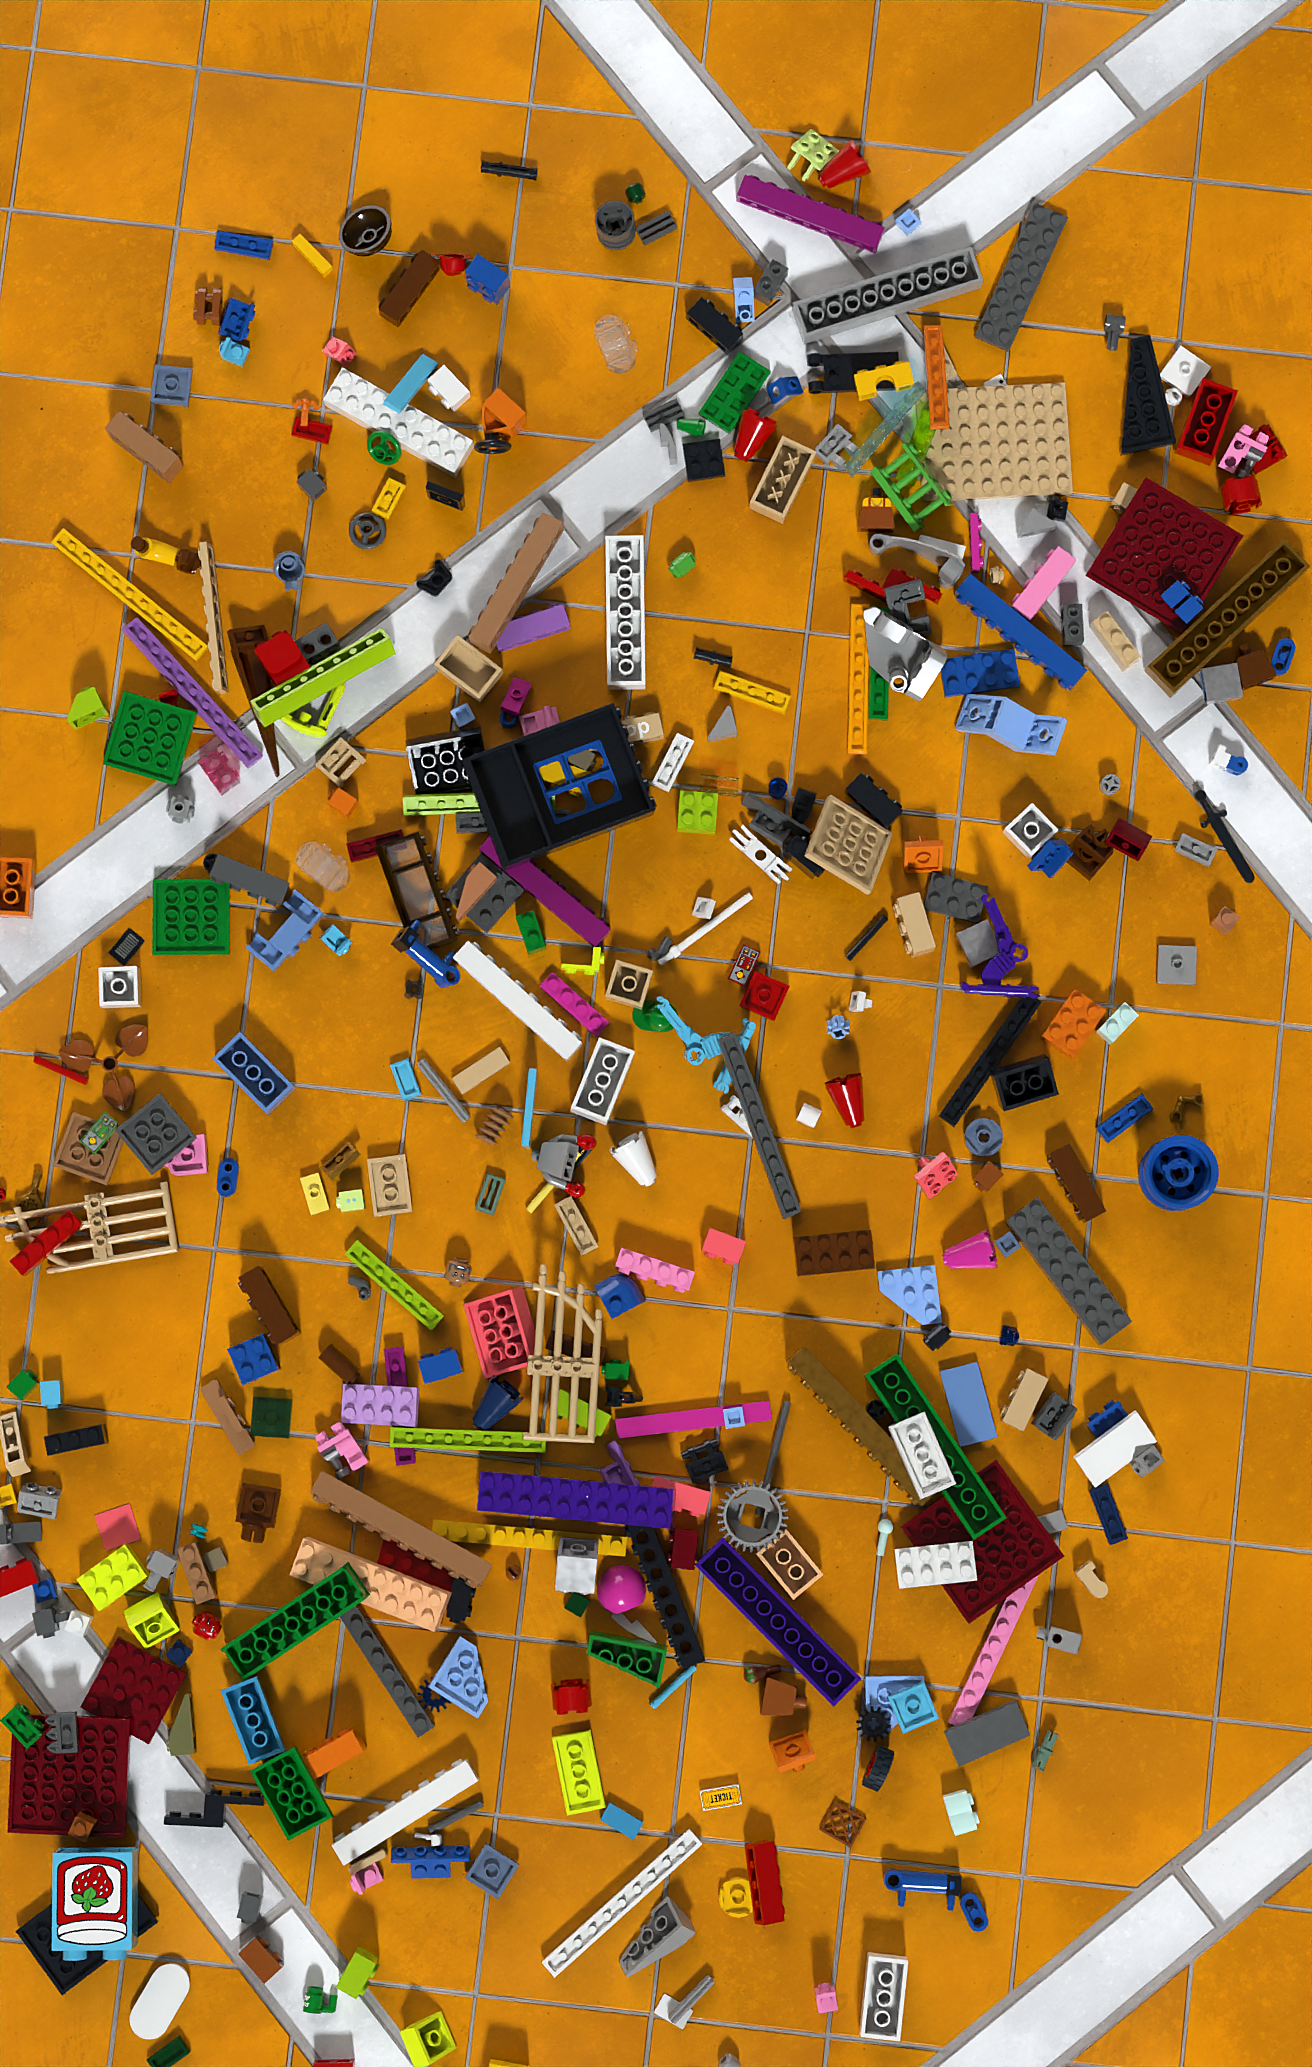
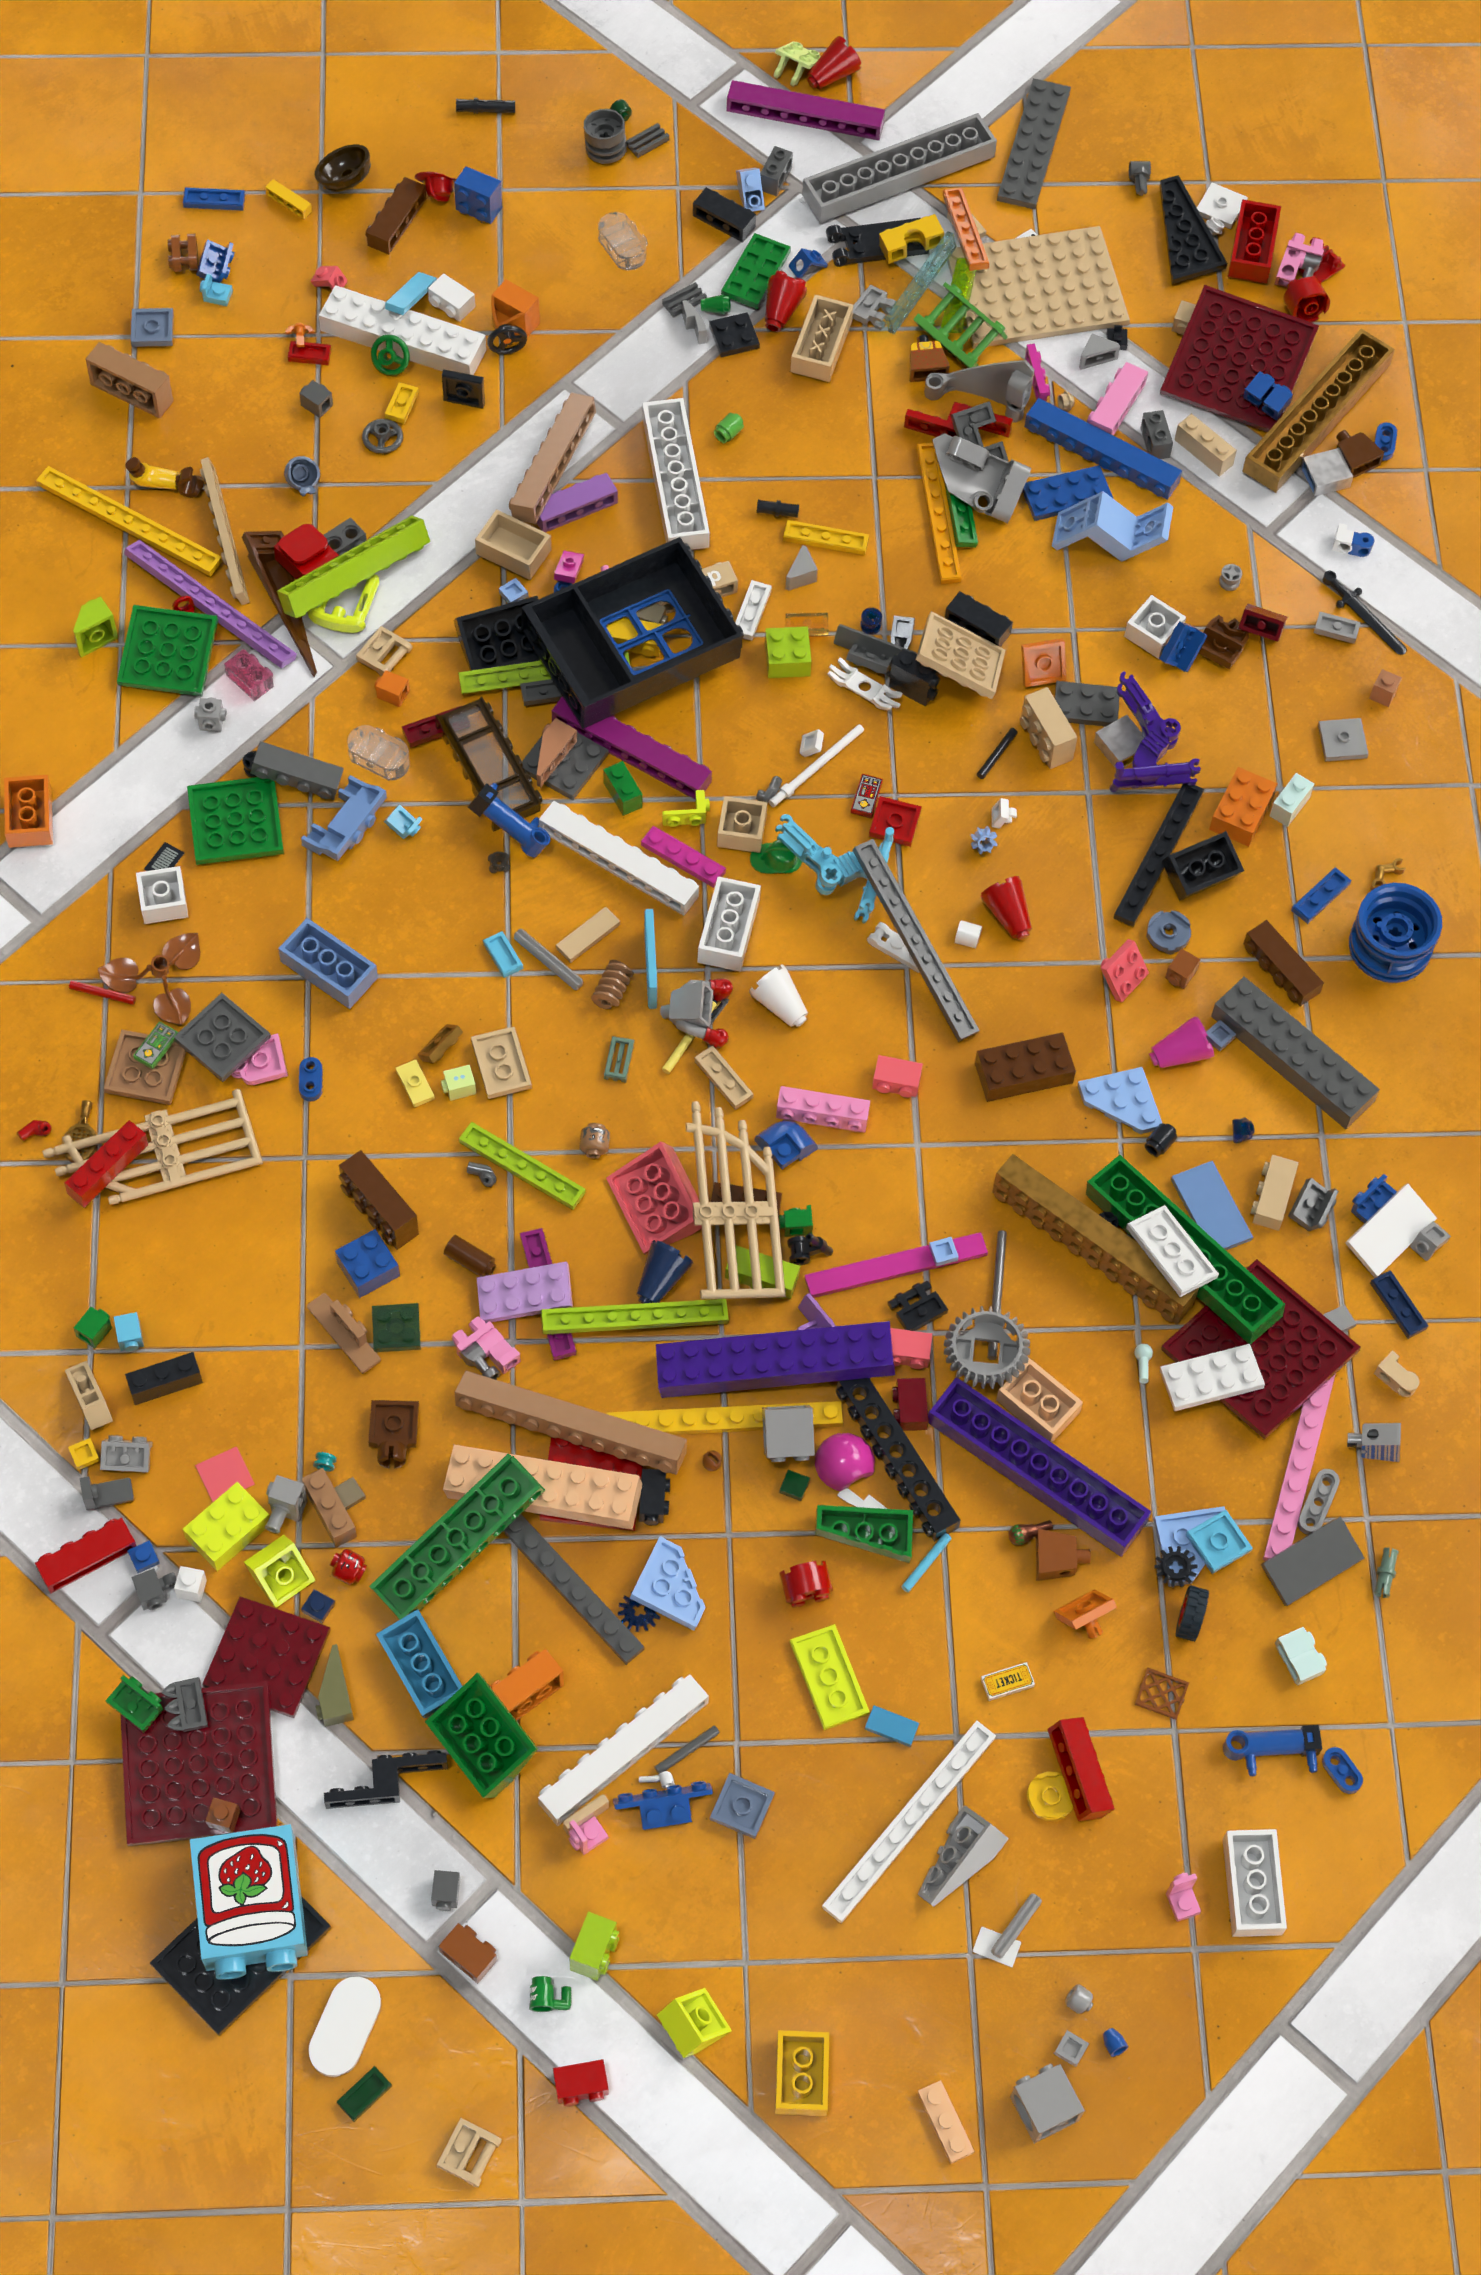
camera: 10 degrees left, 20 degrees down
(437, 581) = (466, 473): black piece -> none
(440, 1366) = (590, 1238): blue brick -> none
(908, 222) = (907, 107): light blue plate -> none
(1009, 1674) = (1320, 1493): none -> light grey plate

